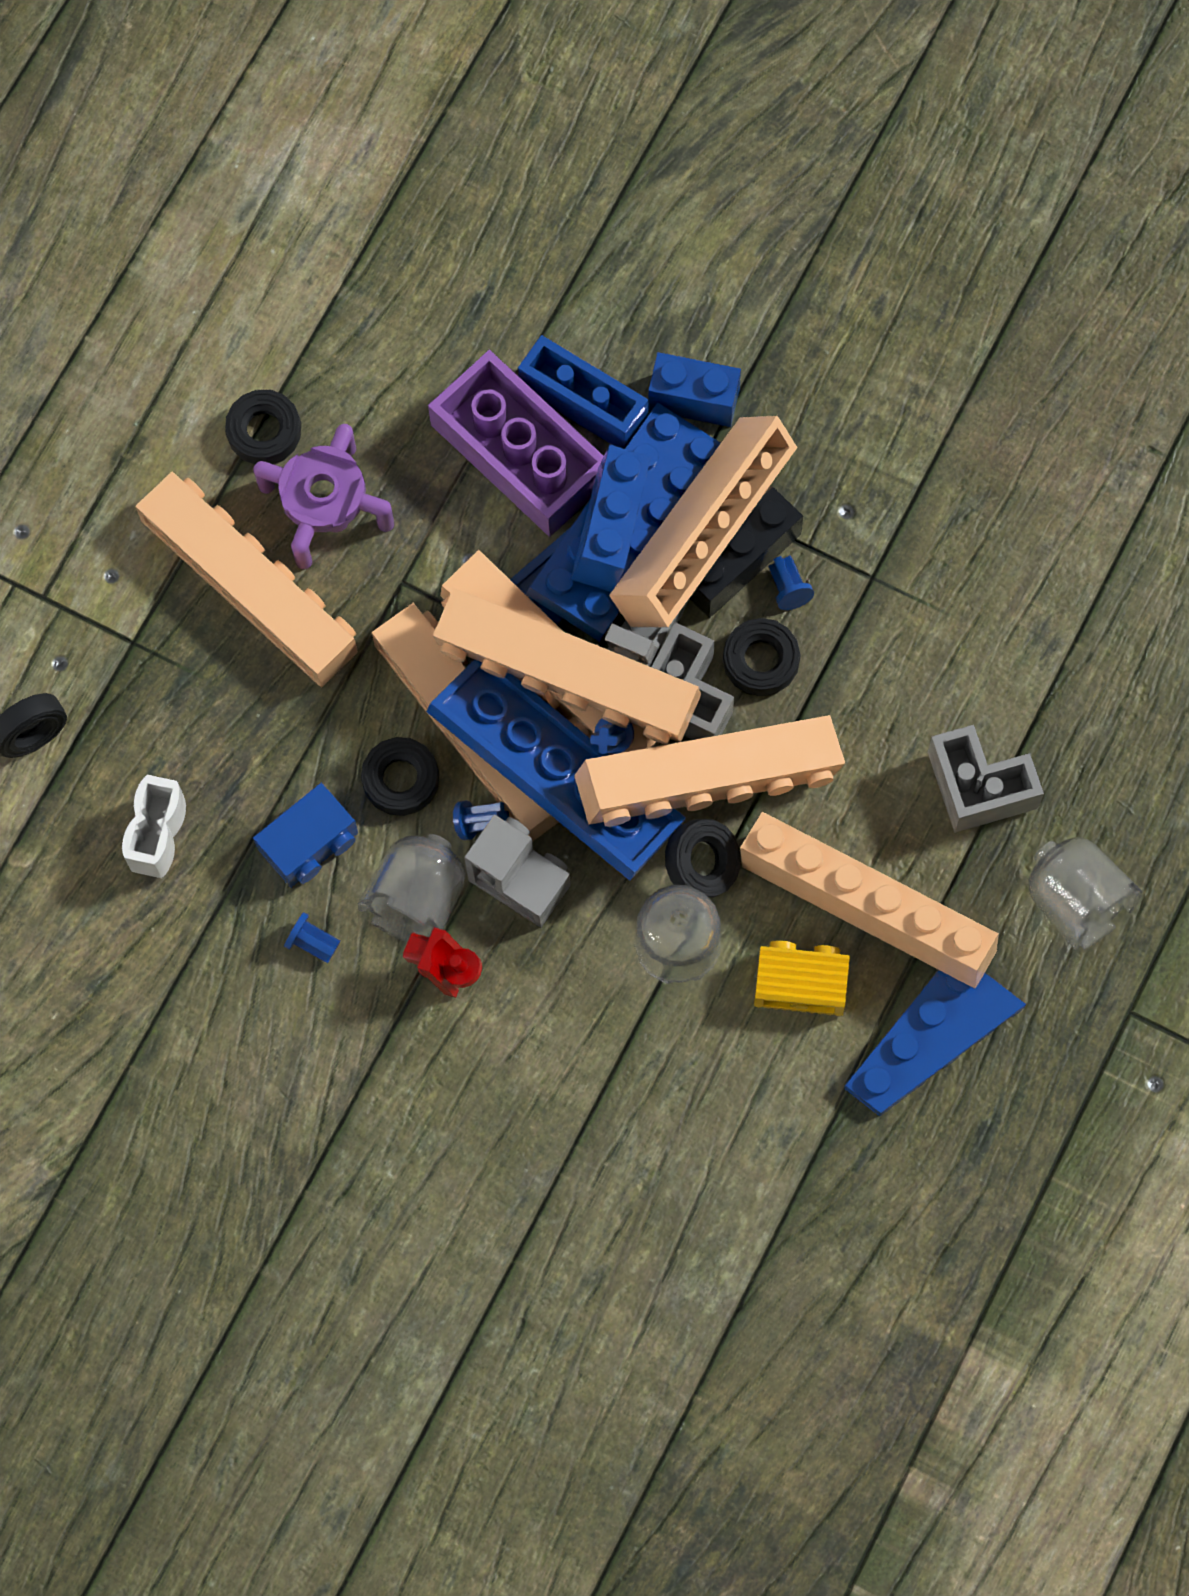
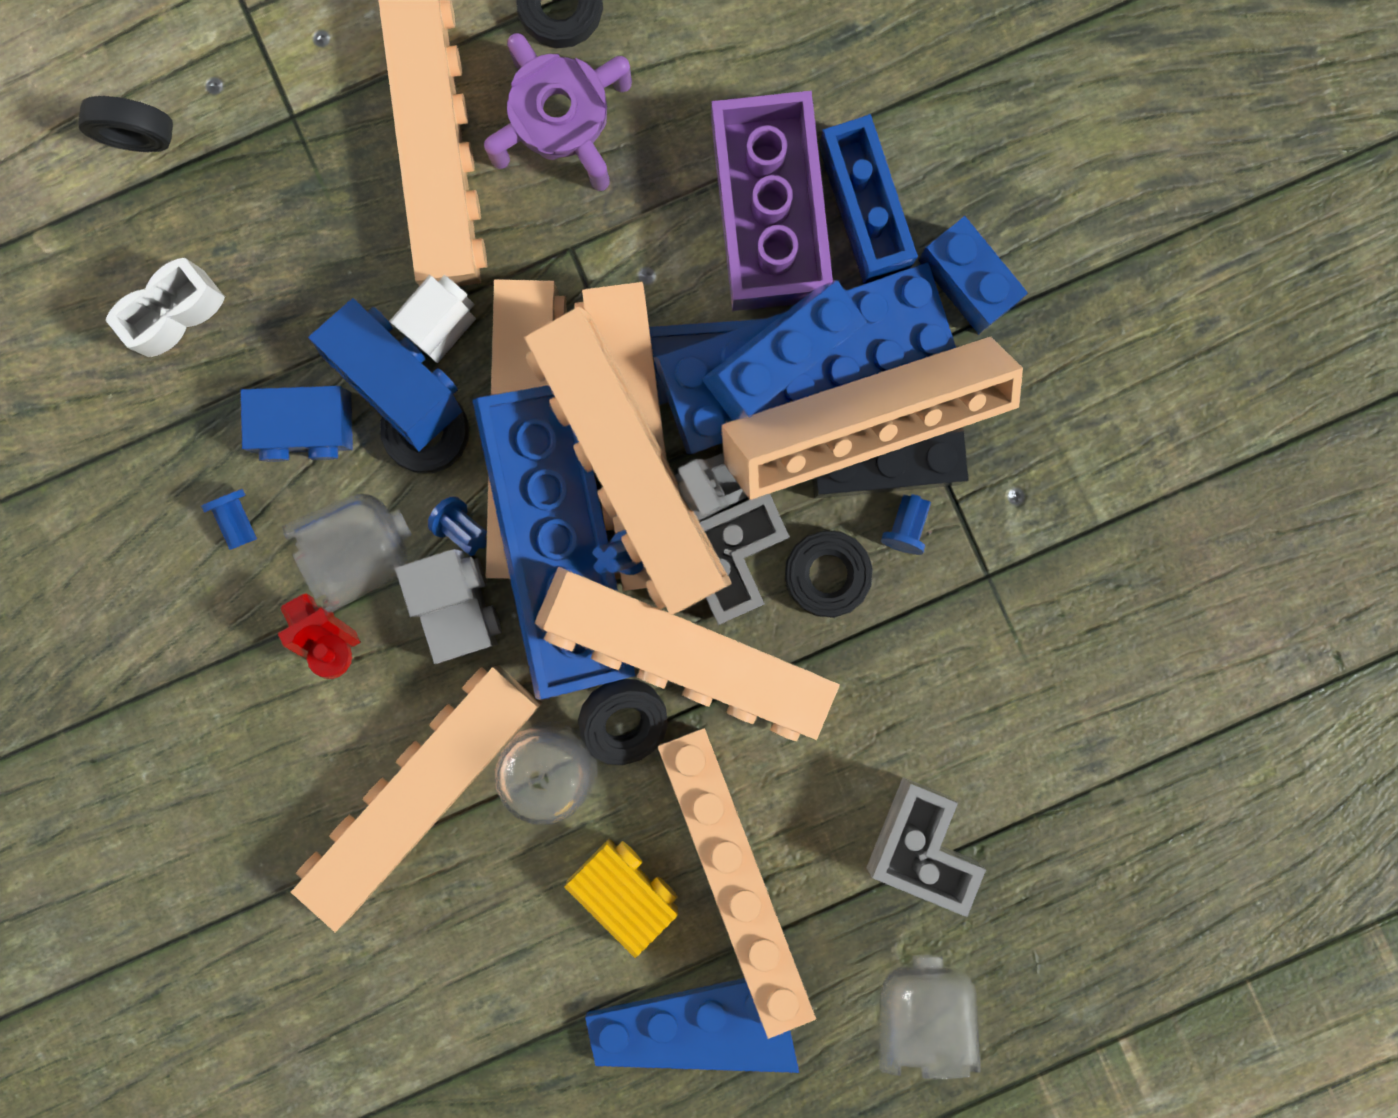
camera: 35 degrees right, 15 degrees up
(347, 750) = (387, 372): none -> blue brick
(351, 688) = (435, 316): none -> white brick
(600, 1024) = (416, 796): none -> light nougat brick

